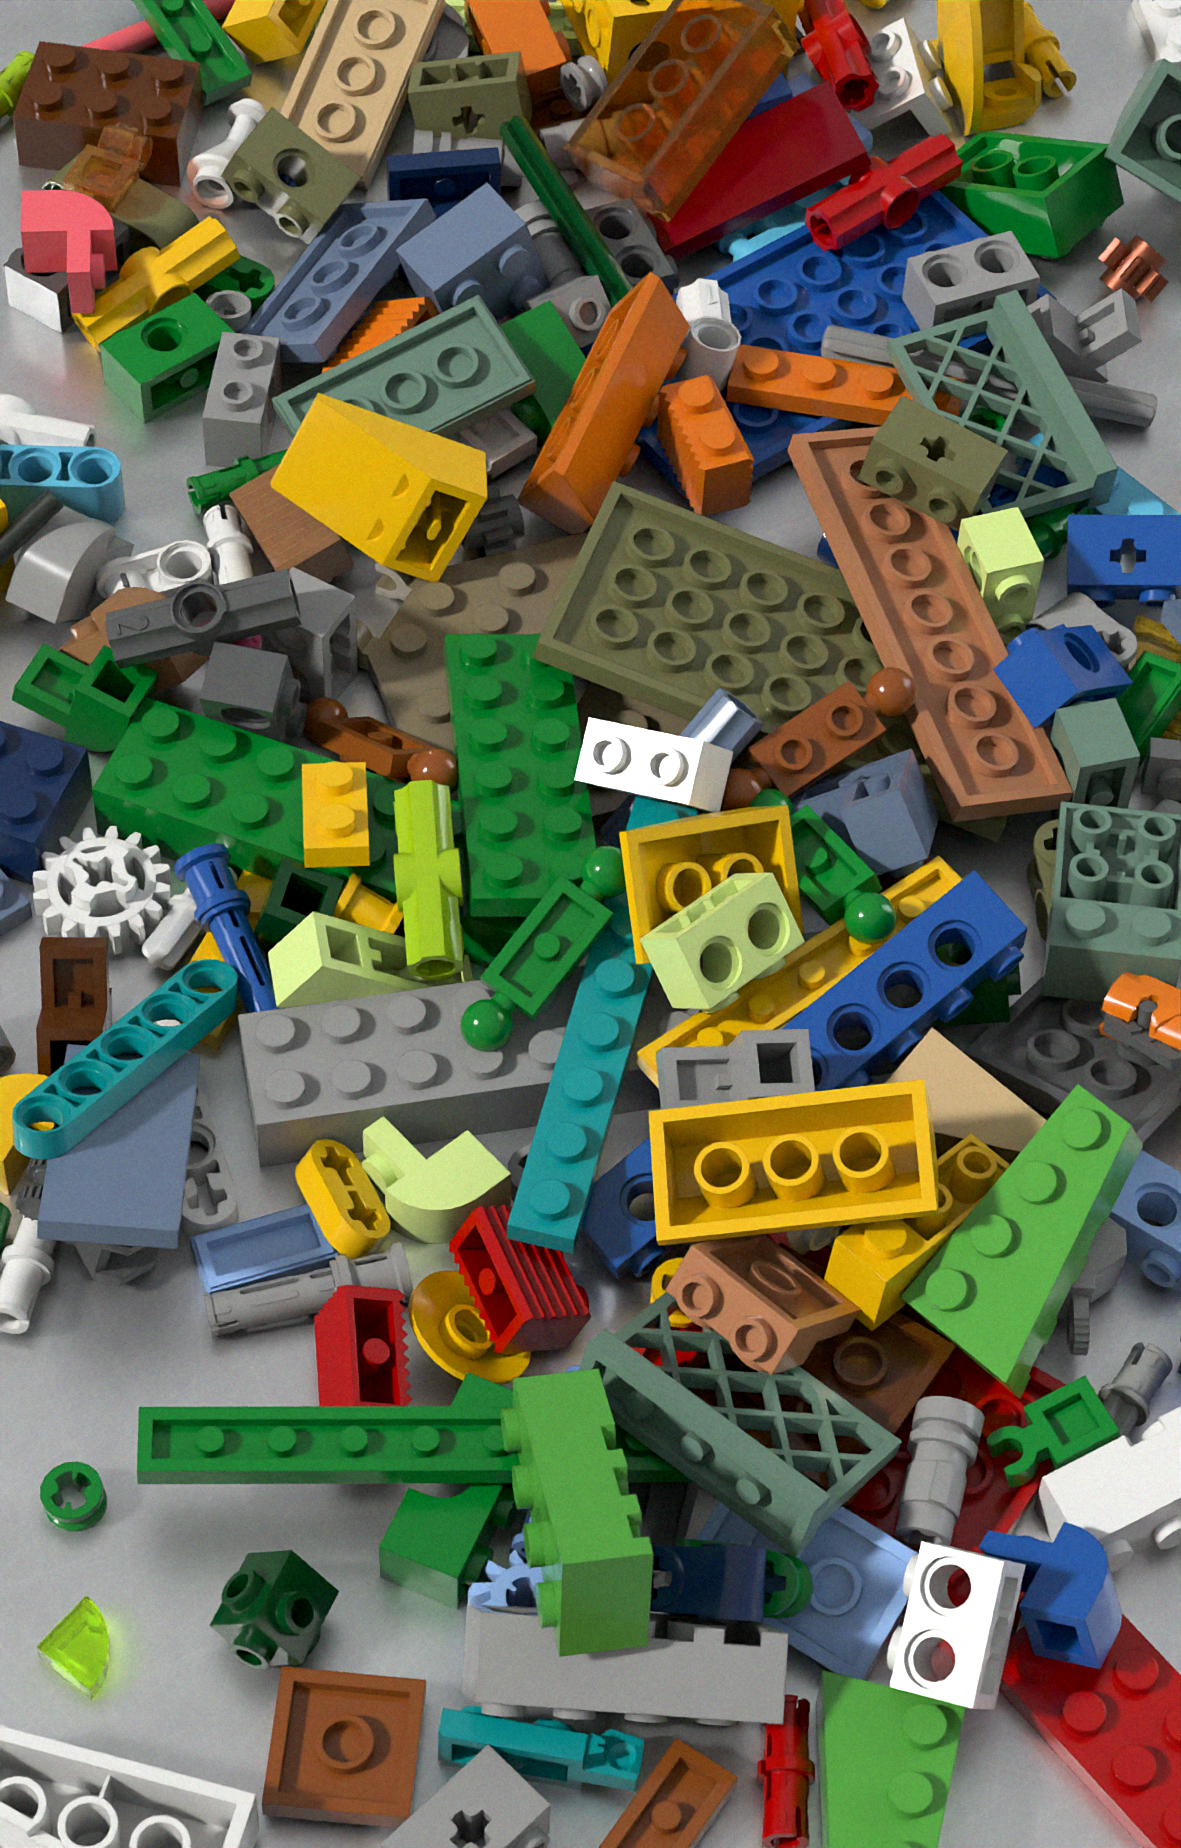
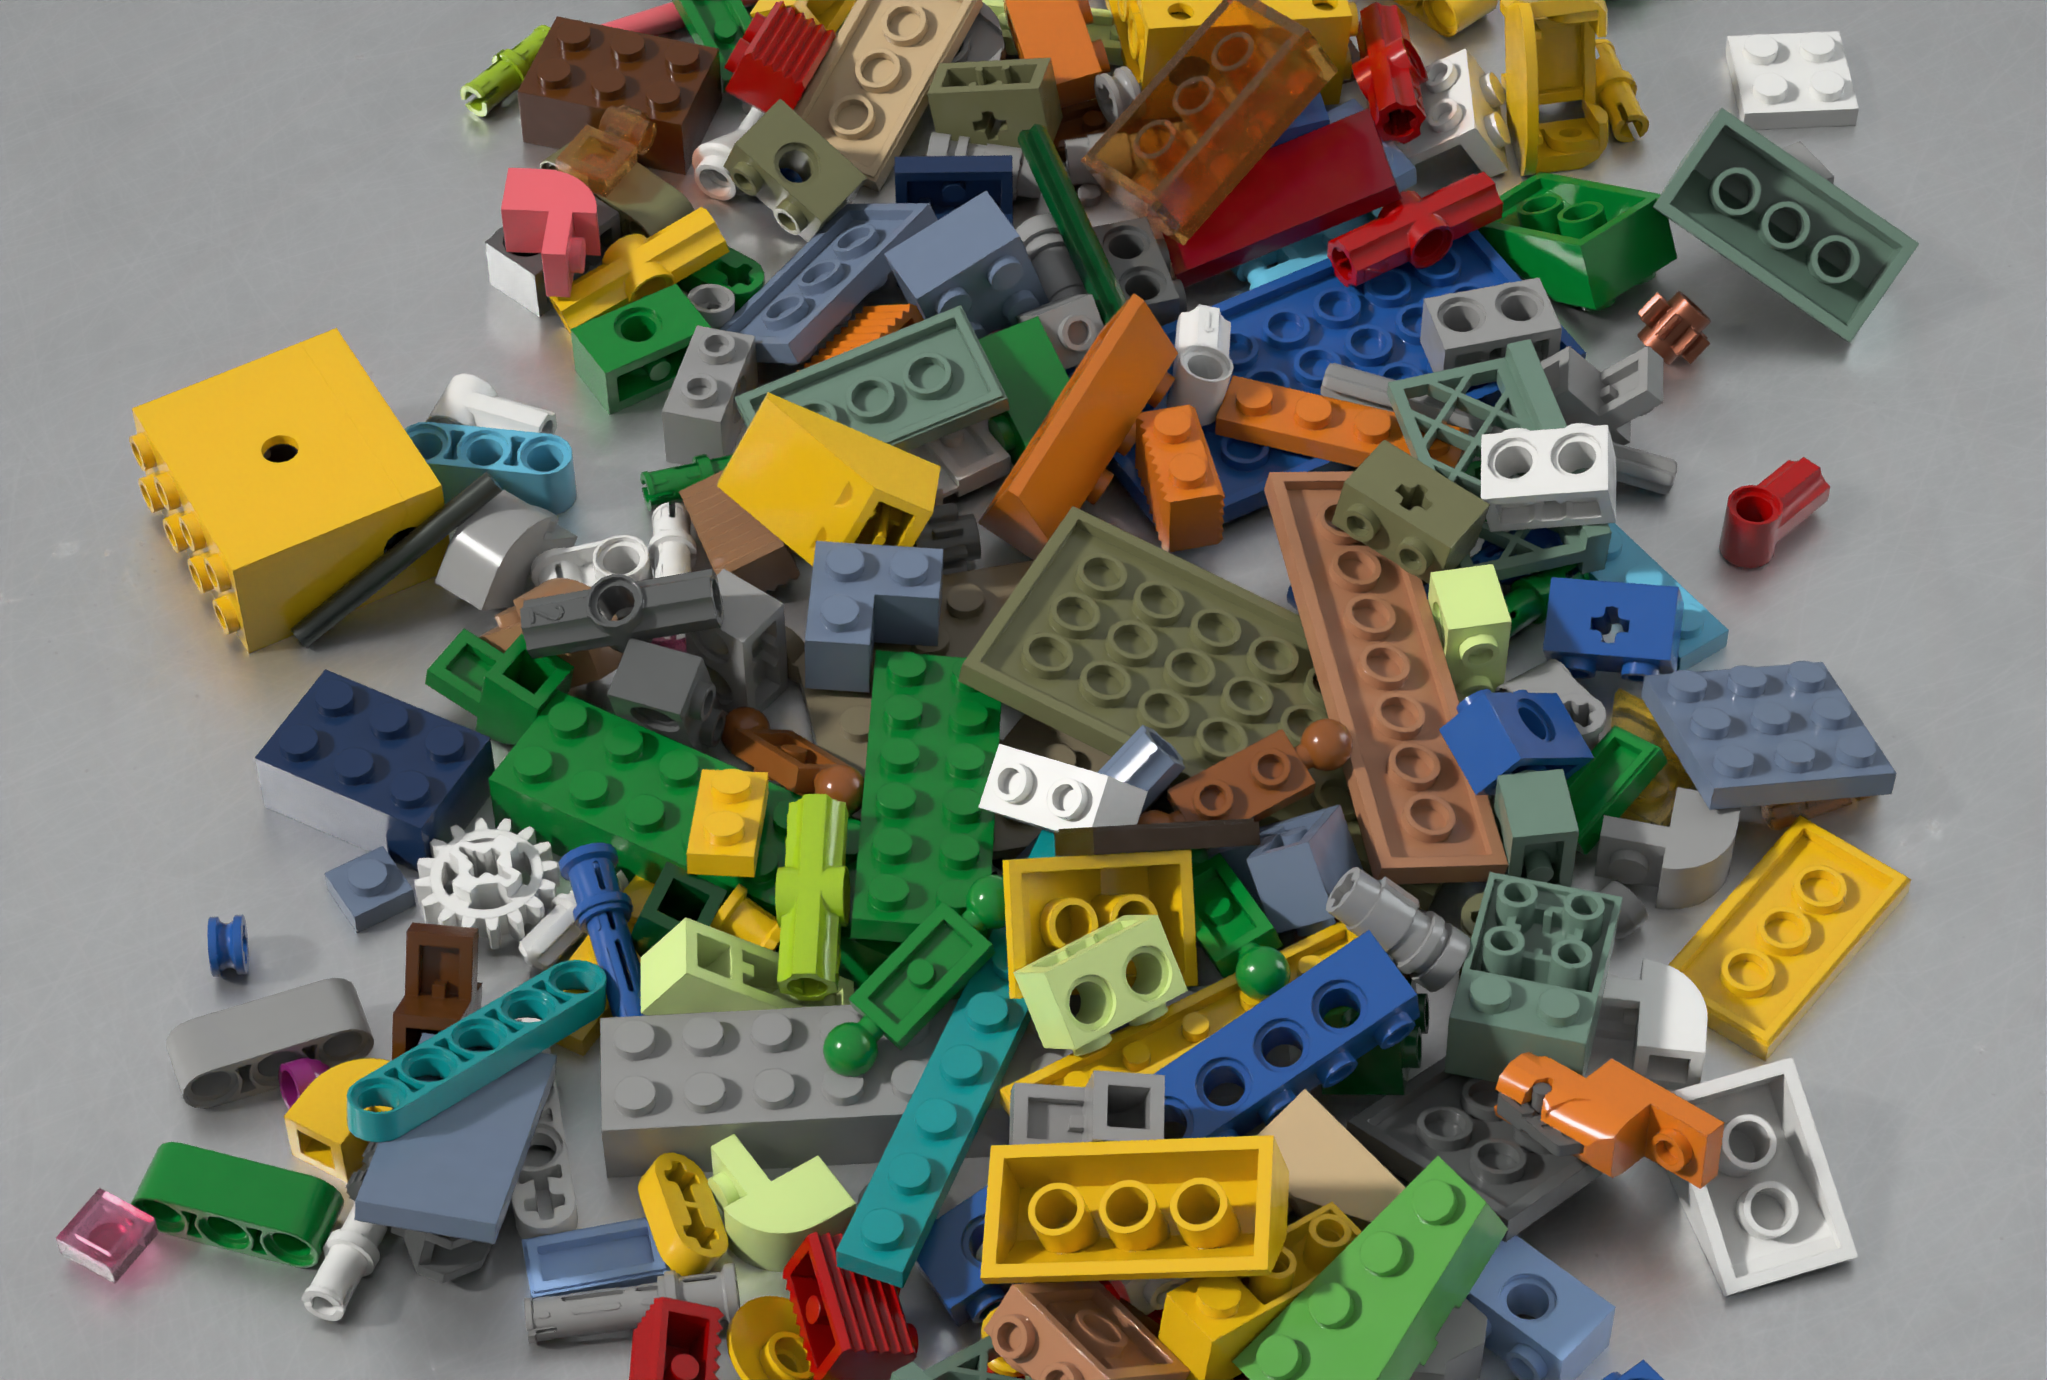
camera: 10 degrees right, 5 degrees down
(258, 68) = (777, 58): none -> red brick
(432, 584) = (865, 598): none -> sand blue brick
(752, 796) = (1156, 837): none -> dark brown tile
(1010, 871) = (1414, 939): none -> light grey axle
(1058, 435) = (1548, 490): none -> white brick

